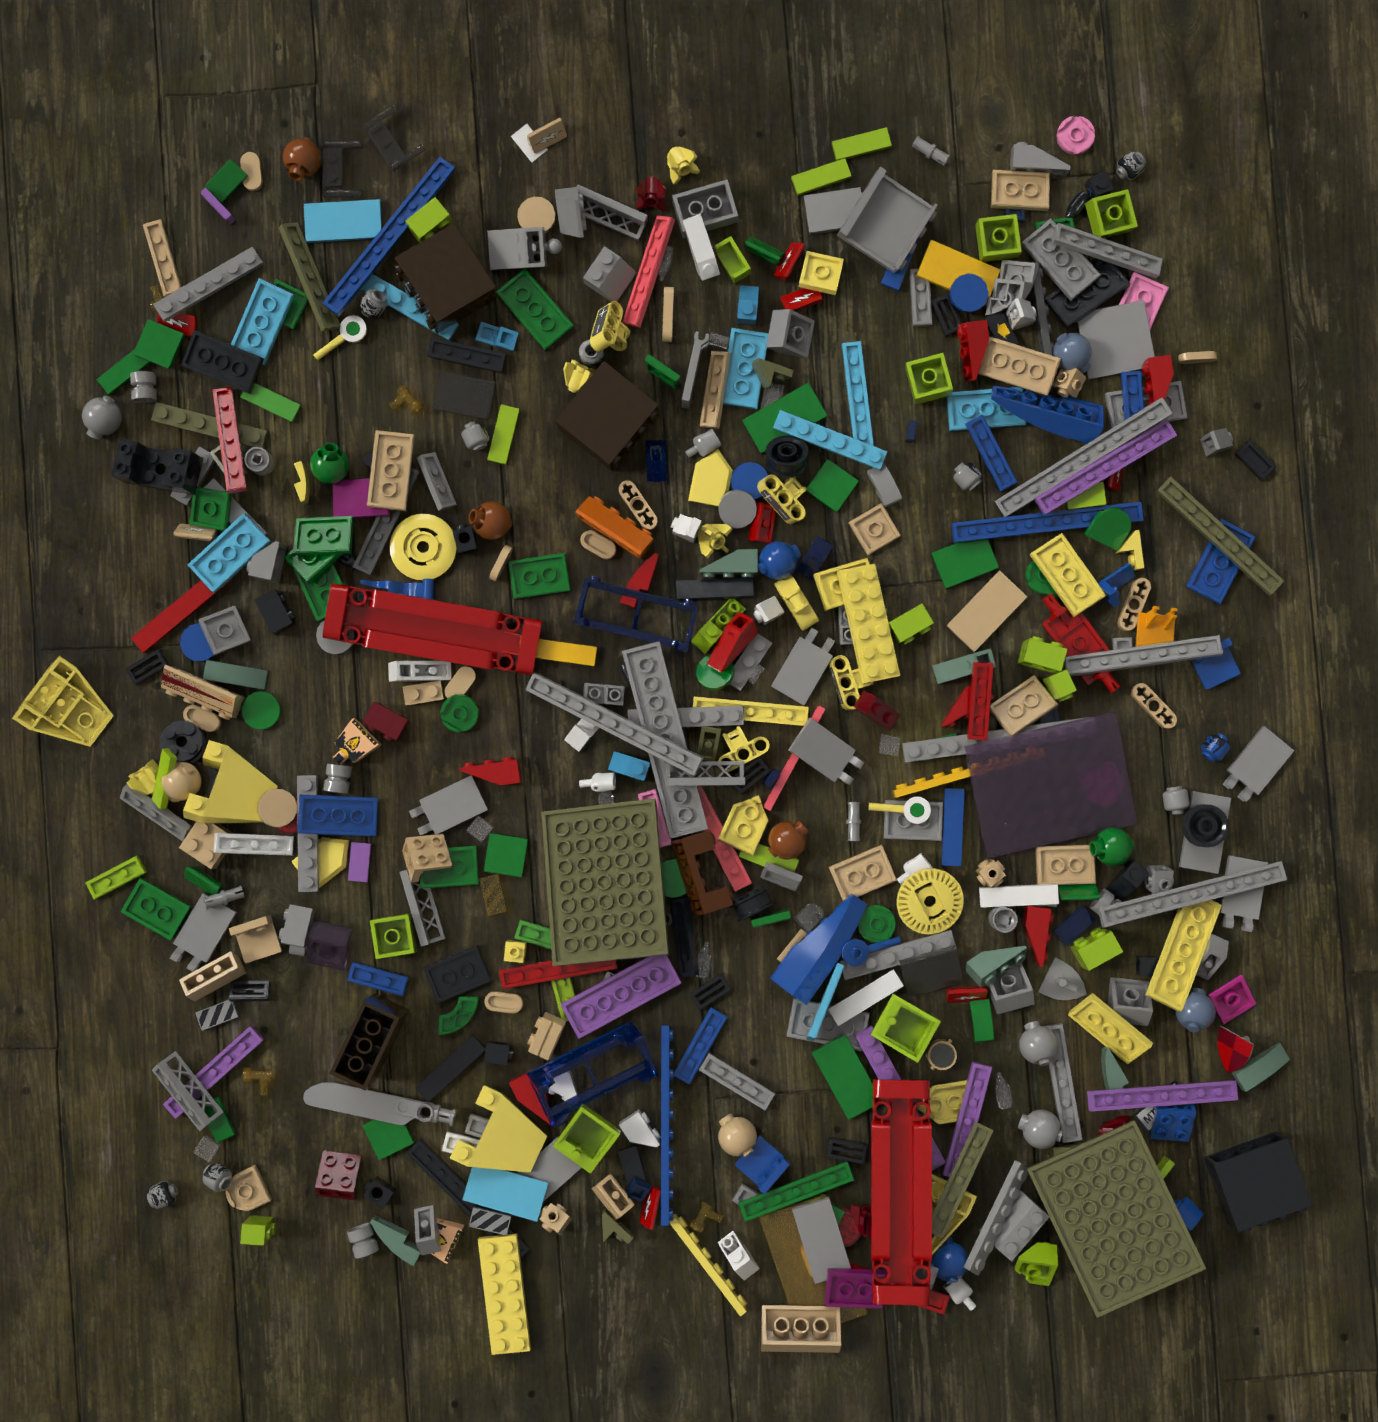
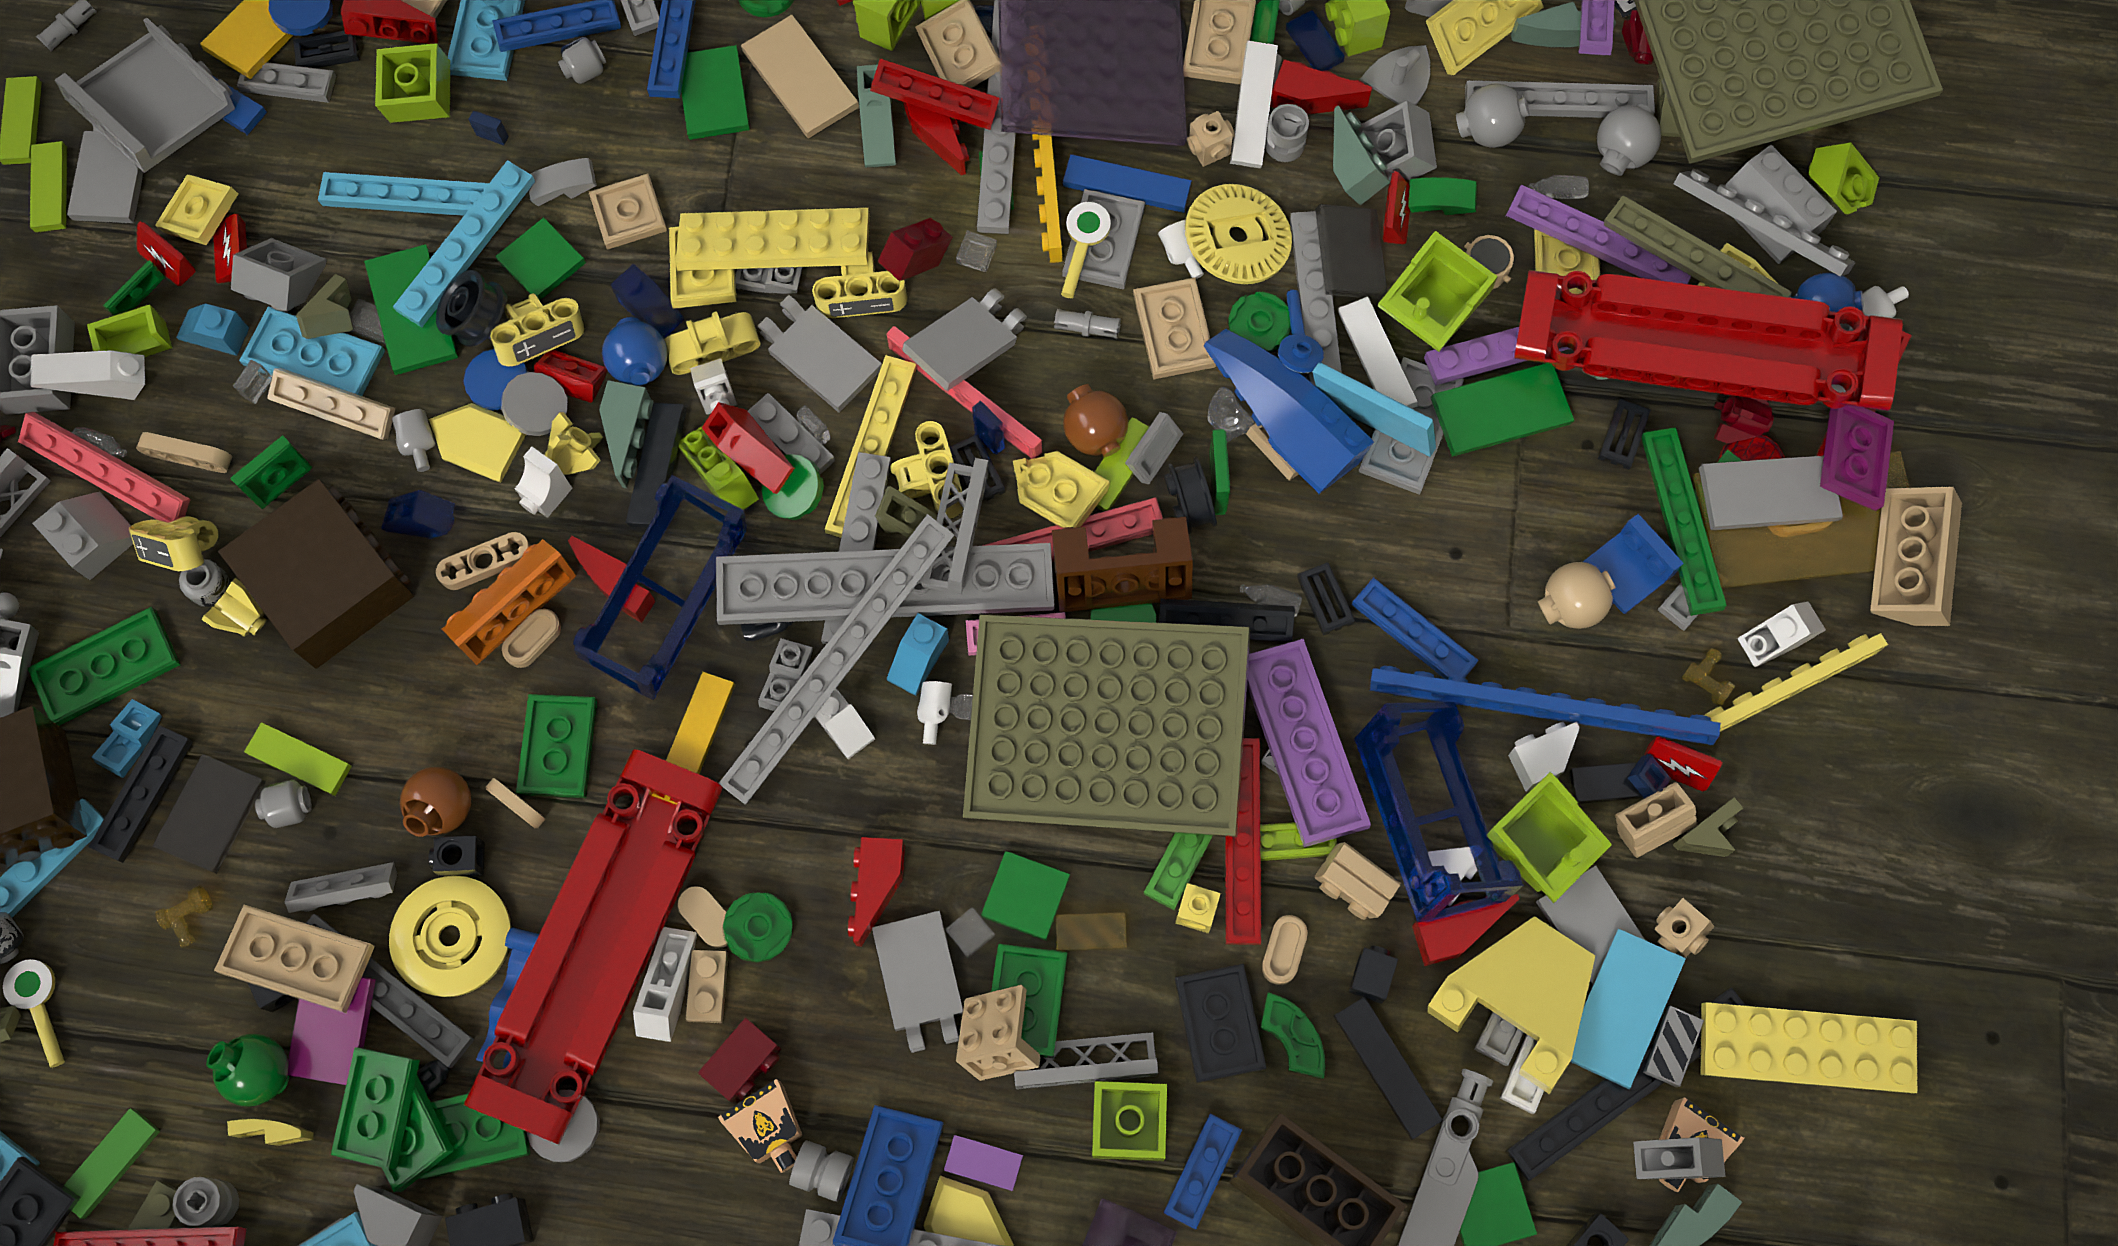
camera: 75 degrees left, 15 degrees down
(698, 346) = (281, 422): light grey tile -> none
(736, 1081) = (1484, 582): light grey plate -> none
(910, 624) = (789, 179): lime brick -> none

